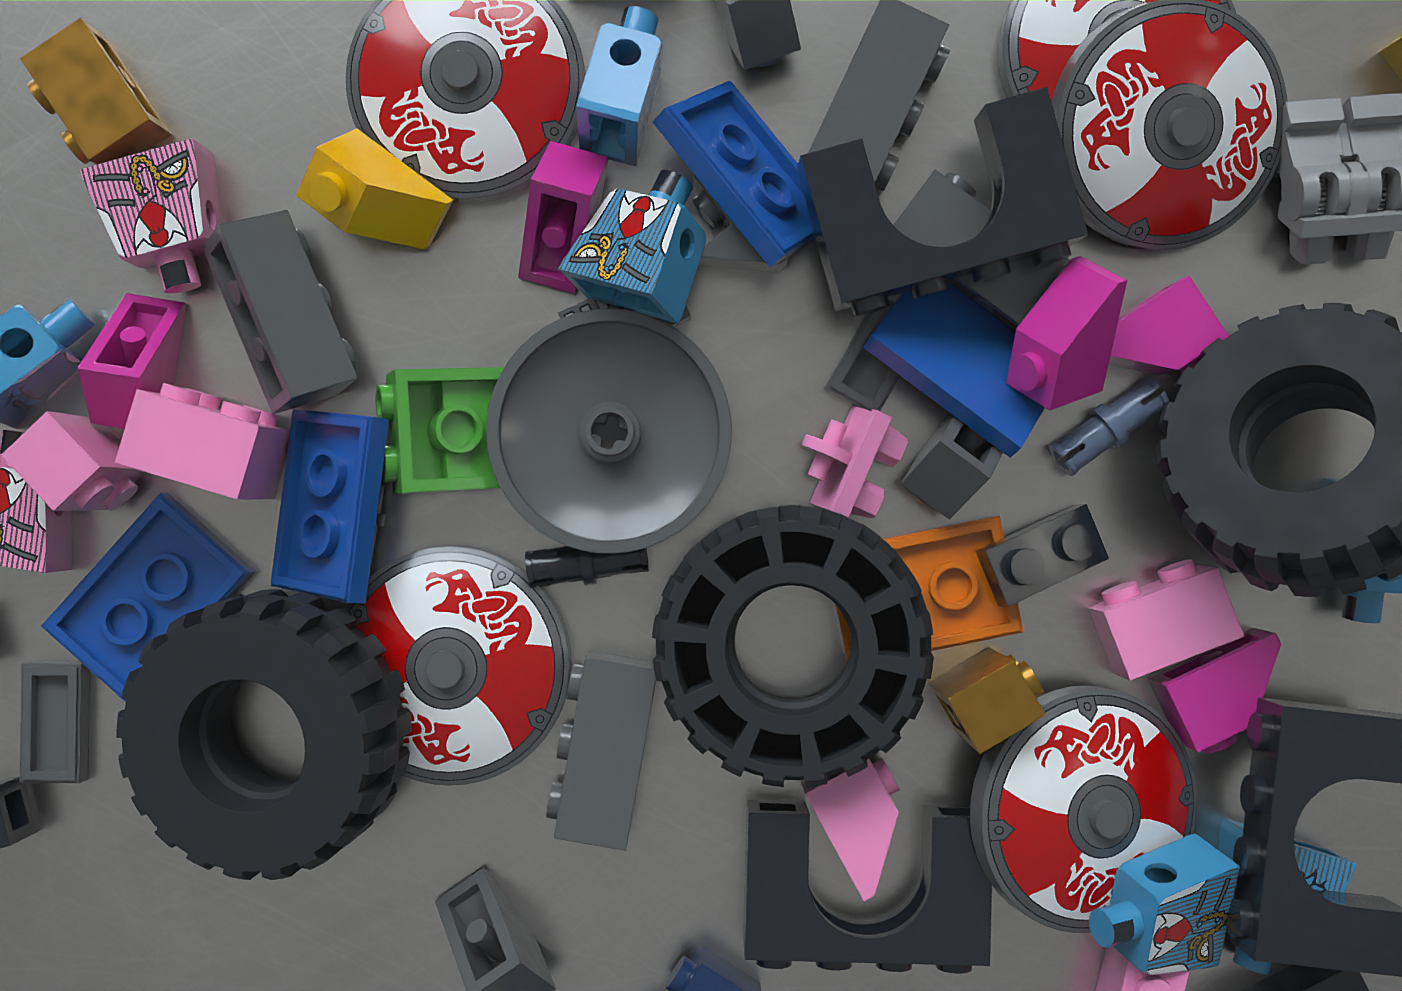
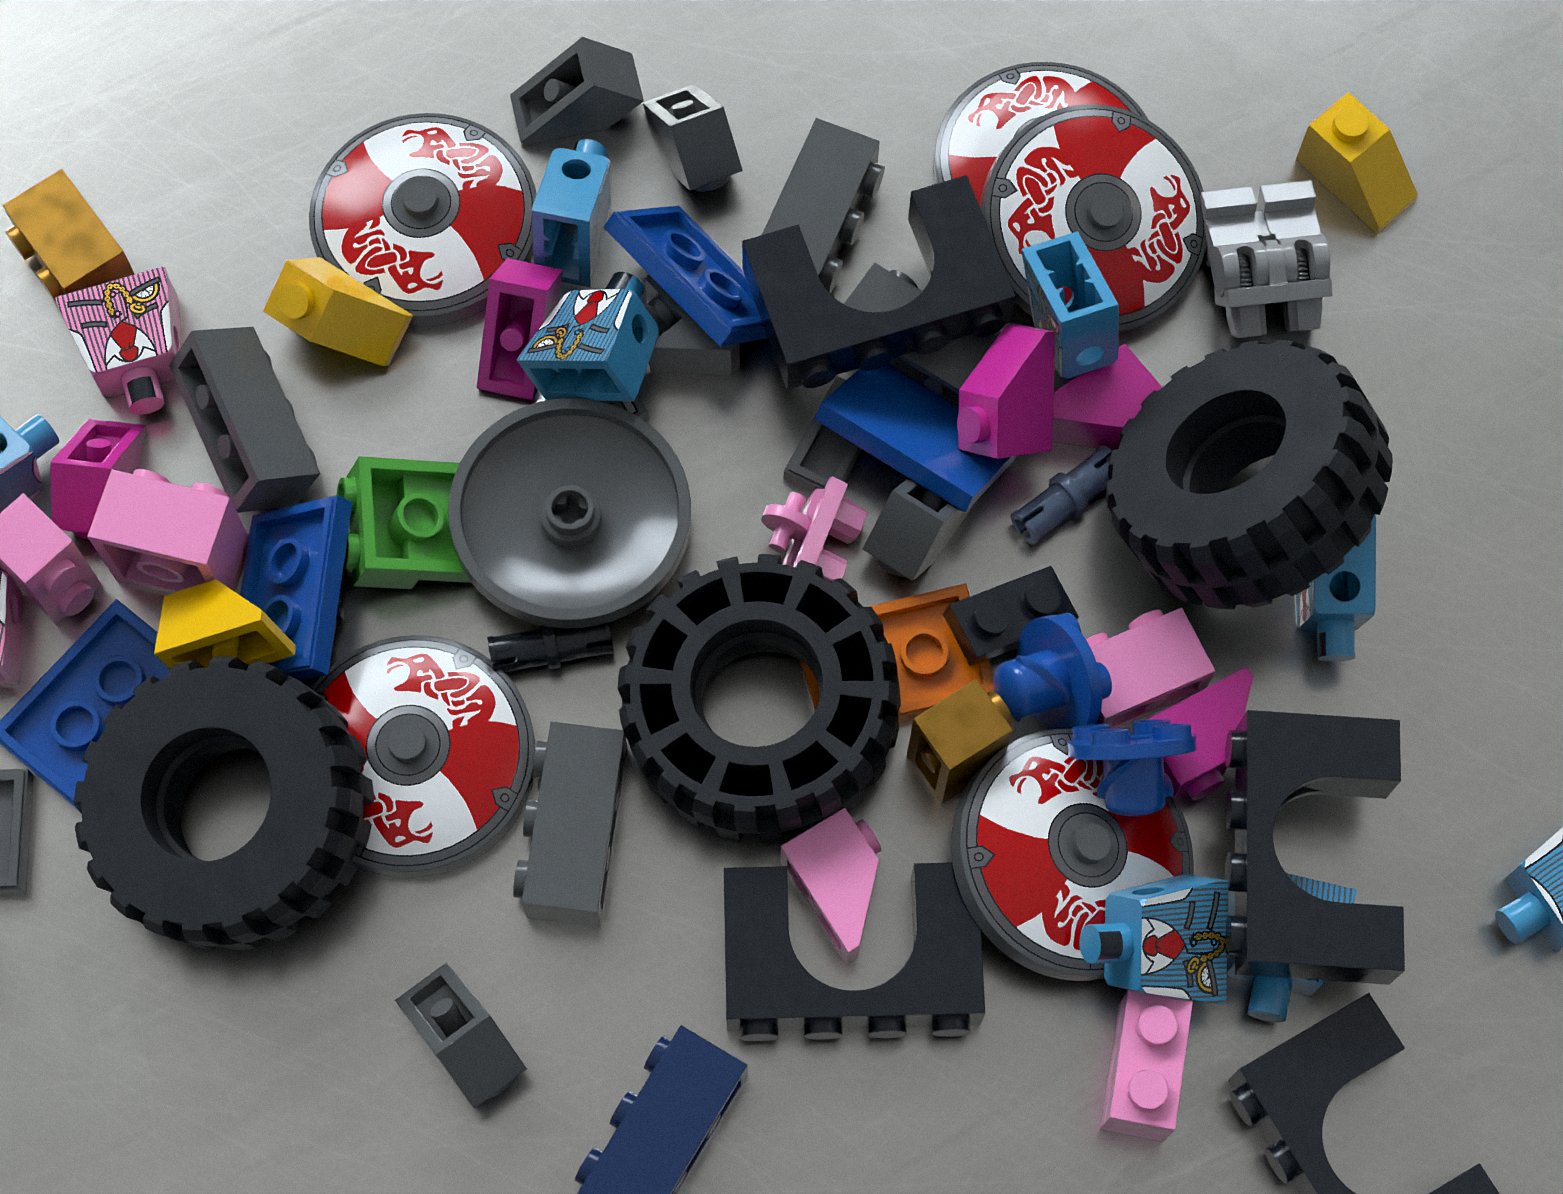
camera: 10 degrees left, 20 degrees down
(254, 550) = (217, 622): none -> yellow slope
(1084, 636) = (1053, 675): none -> blue plate
(1156, 250) = (1089, 322): none -> dark azure torso
(1162, 740) = (1133, 761): none -> blue plate

